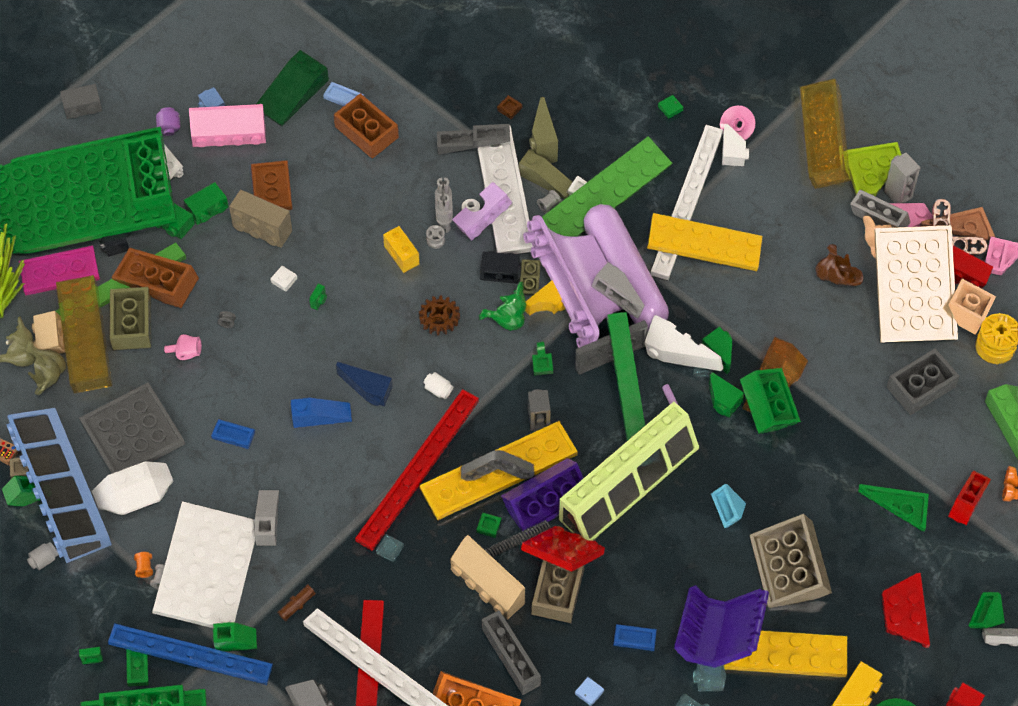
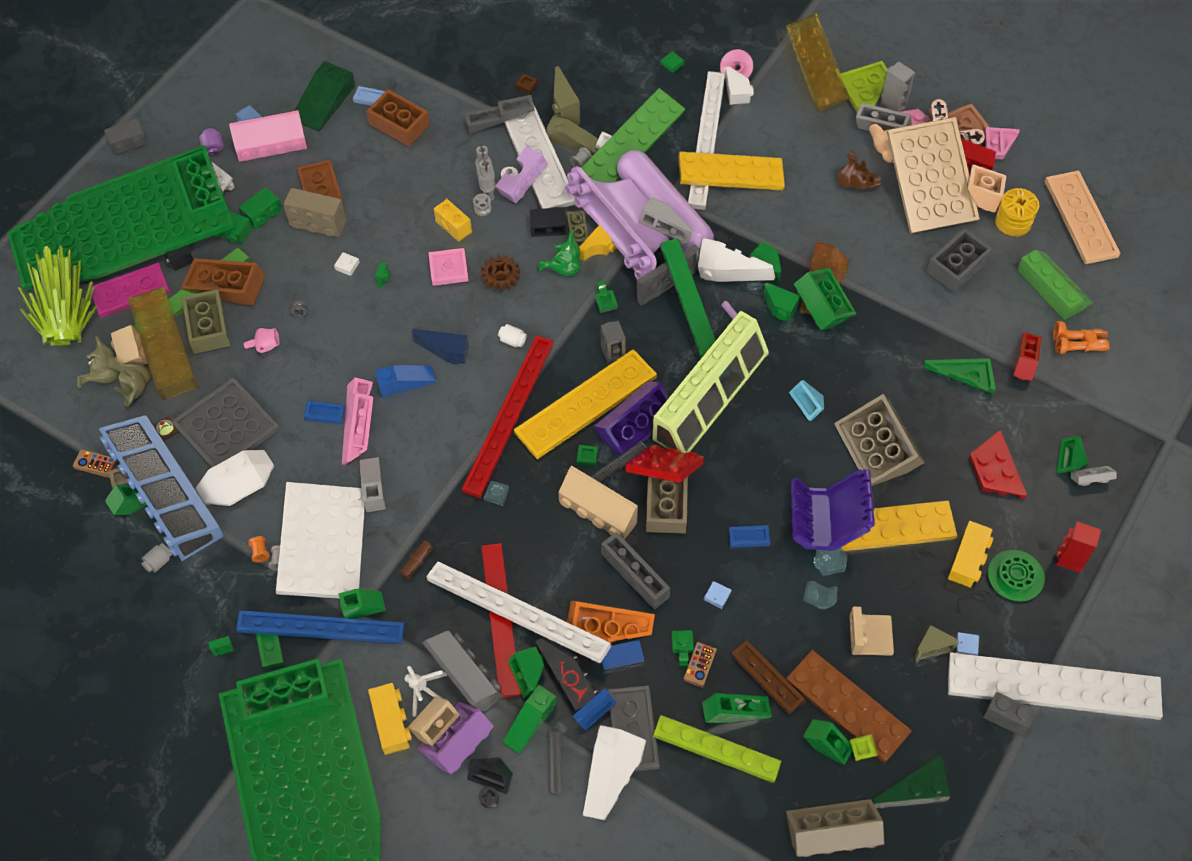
camera: 10 degrees left, 0 degrees up
(72, 424) = (165, 428): none -> tile
(264, 447) = (357, 419): none -> bright pink wedge
(387, 299) = (448, 266): none -> bright pink plate
(497, 460) = (581, 393): dark grey beam -> none

